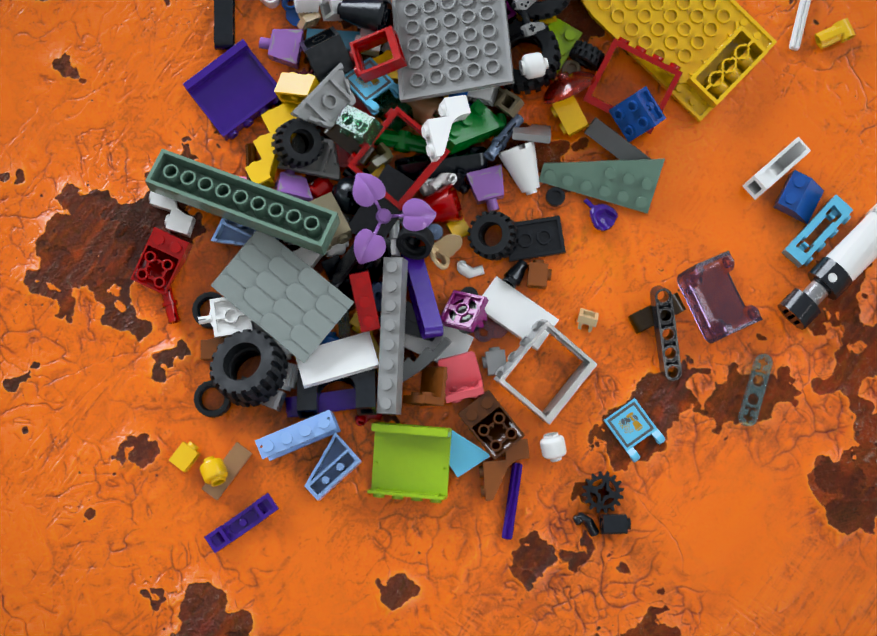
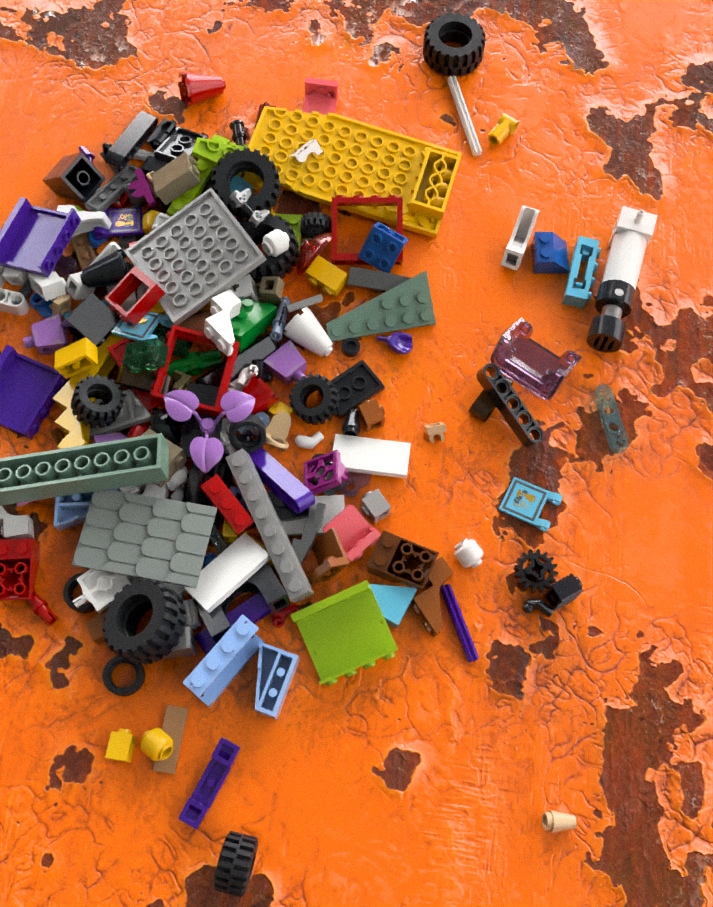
camera: 30 degrees left, 15 degrees down
(232, 596) = (235, 864): none -> black tyre
(326, 100) = (105, 351): light grey wing -> none
(568, 388) = (453, 493): light grey window -> none

